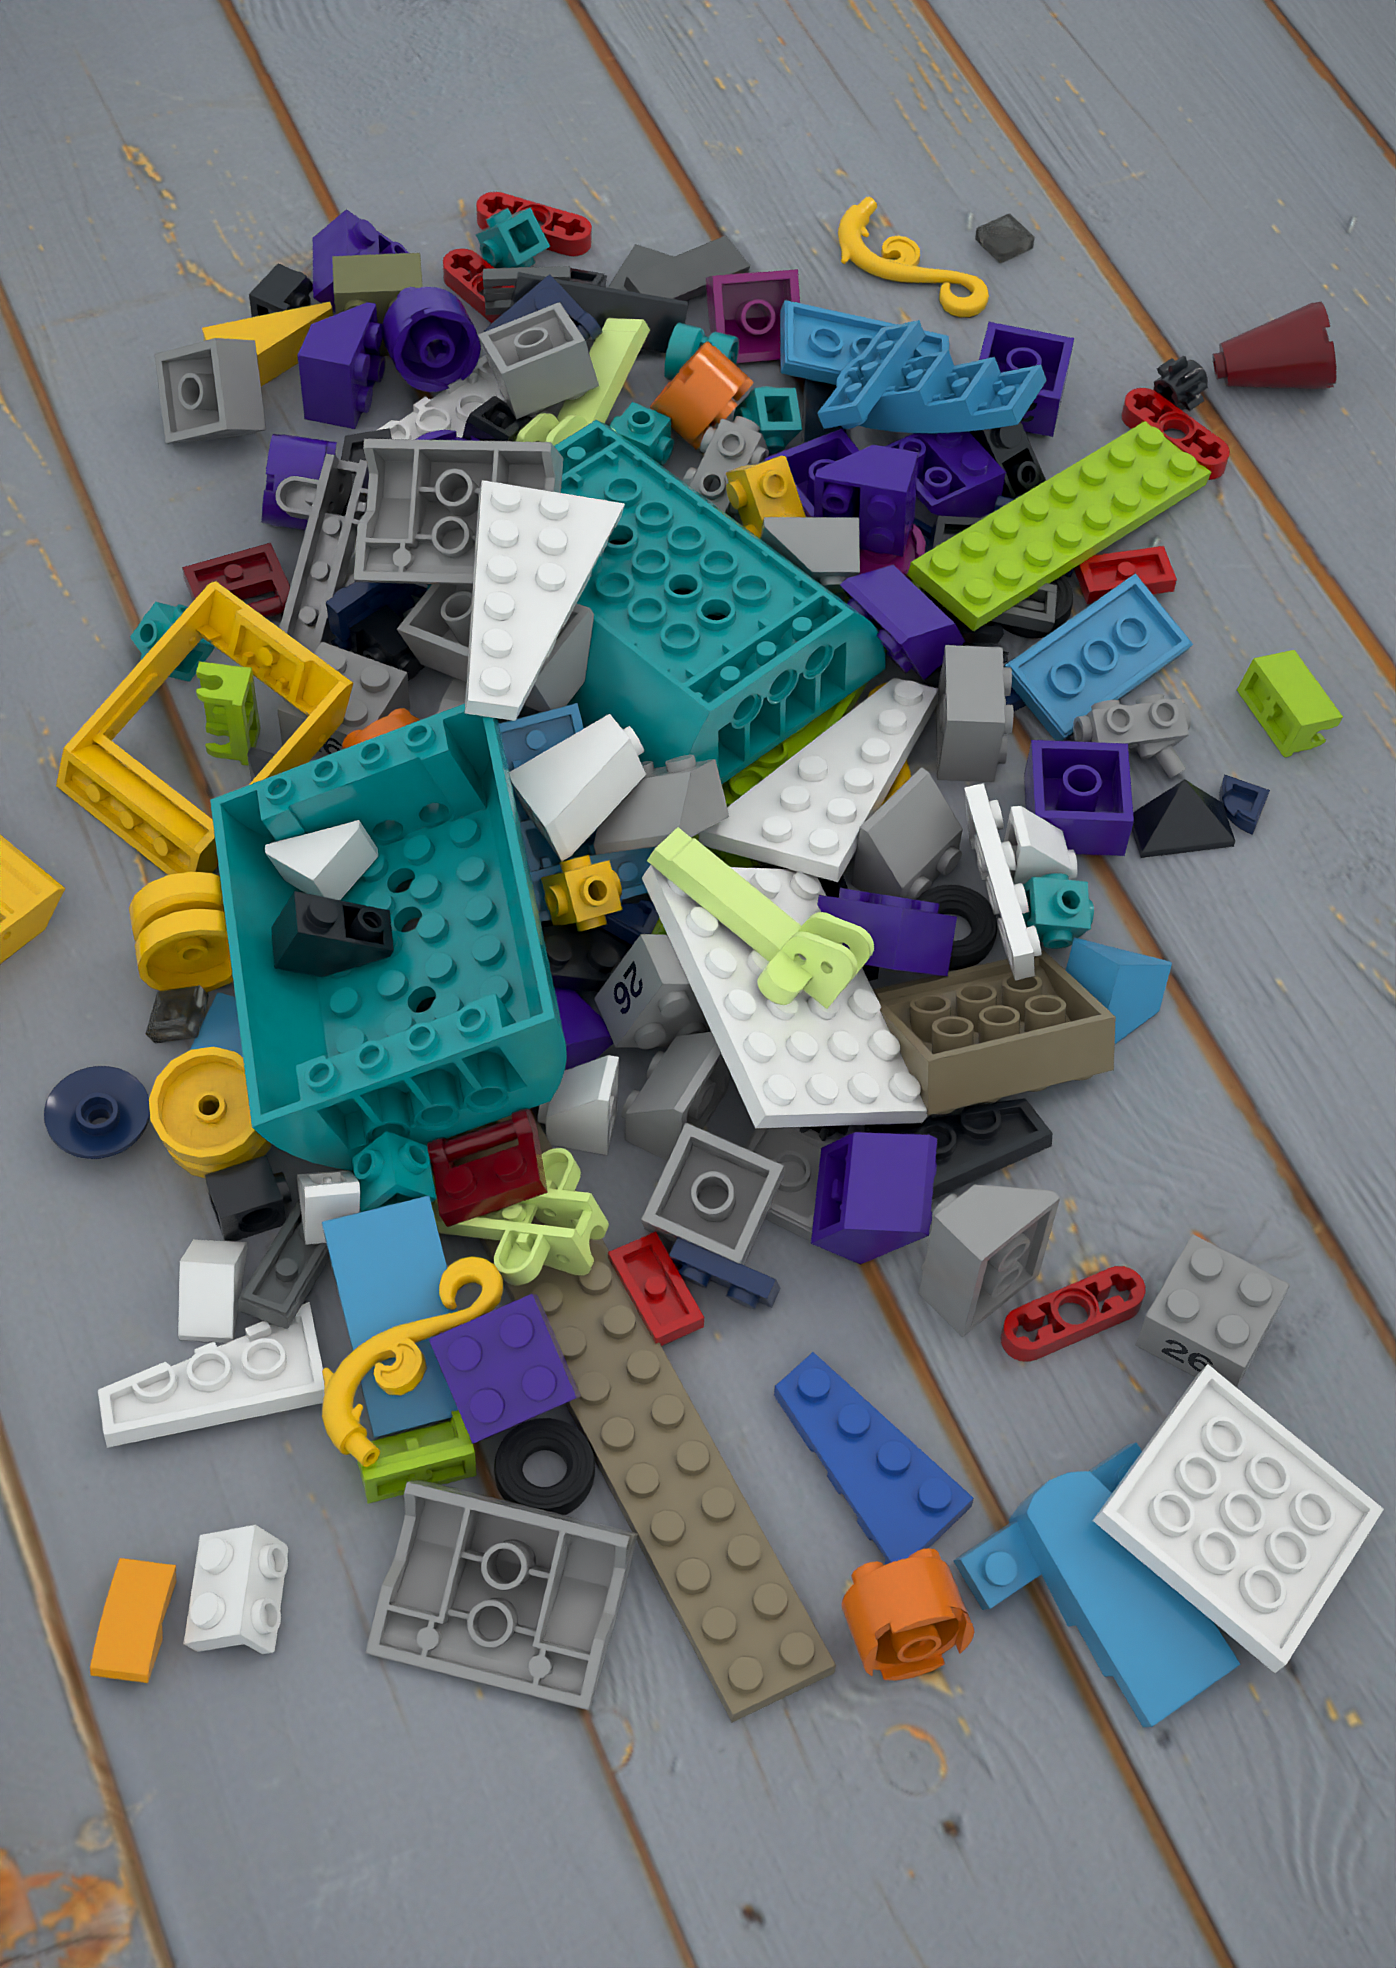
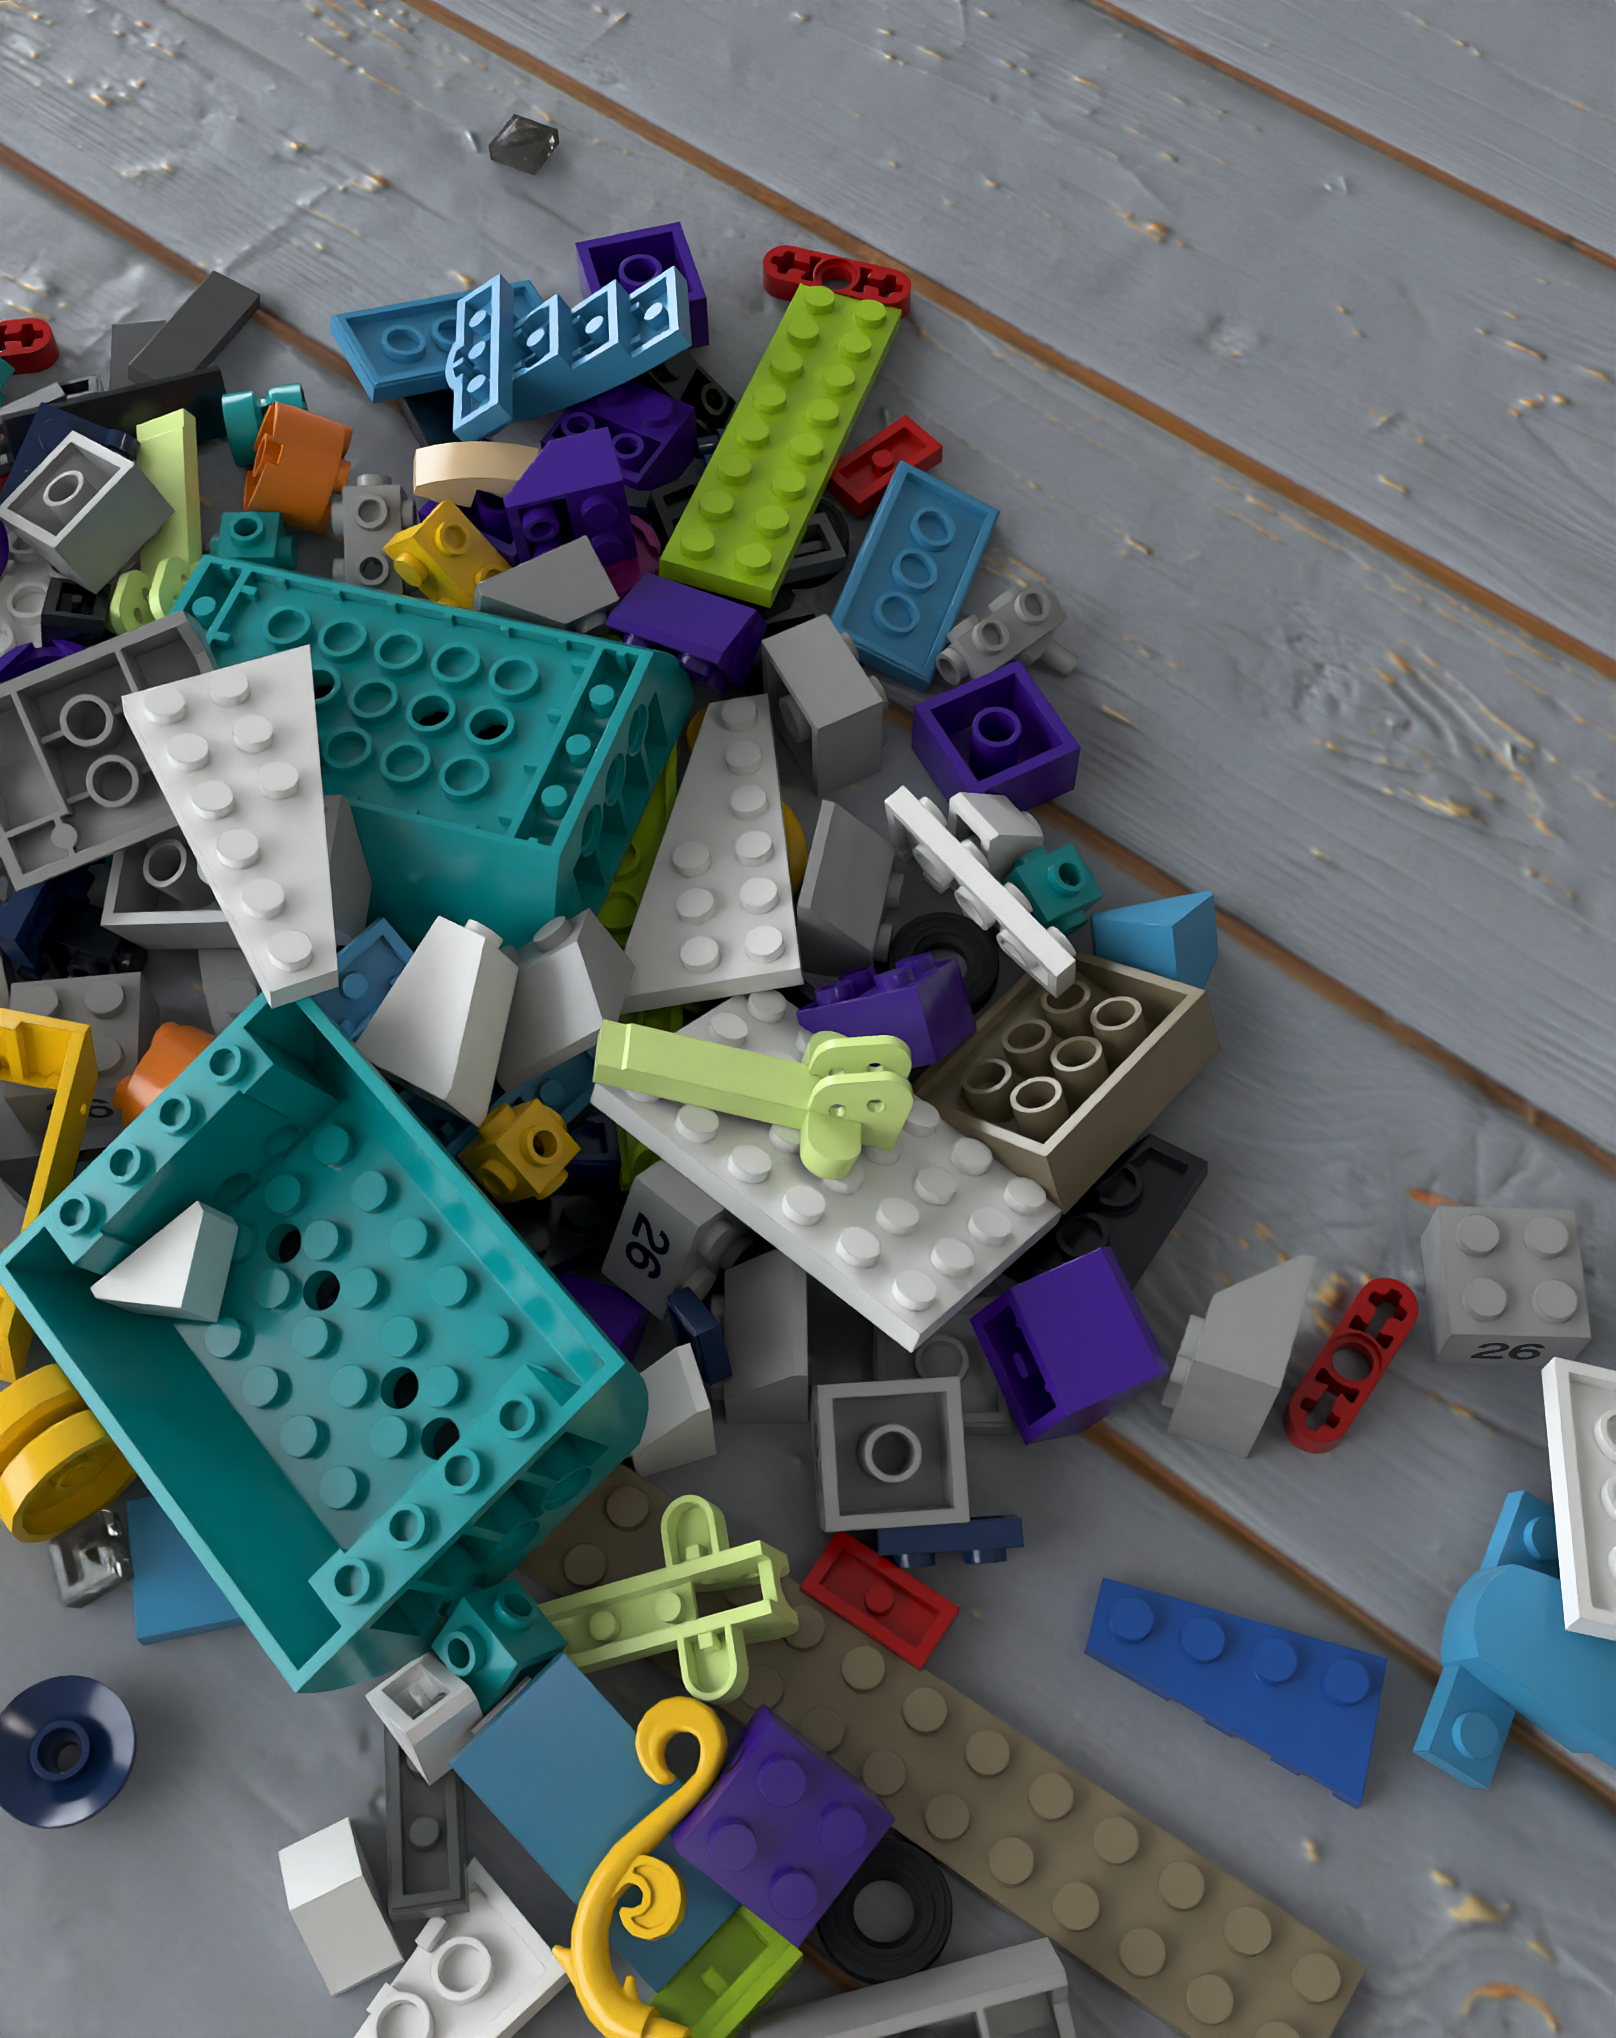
camera: 25 degrees left, 5 degrees up
(205, 1111) = (180, 1705): yellow wheel -> none
(248, 1198) = (321, 1761): black brick -> none
(329, 935) = (239, 1366): black slope -> none
(491, 1180) = (621, 1583): dark red plate -> none
(631, 1063) = (697, 1326): none -> dark blue tile
(750, 309) = (294, 344): magenta slope -> none
(775, 413) = (387, 451): teal brick -> none
(806, 439) = (461, 468): none -> tan slope
(906, 267) = (433, 223): yellow plant -> none
(906, 1615) = (1418, 1864): orange brick -> none
(1181, 822) = (1114, 720): black slope -> none
(1182, 382) = (814, 223): black gear -> none
(1242, 802) = (1158, 666): dark blue tile -> none
(1281, 353) = (901, 144): dark red cone -> none
(1288, 702) = (1139, 530): lime hinge -> none

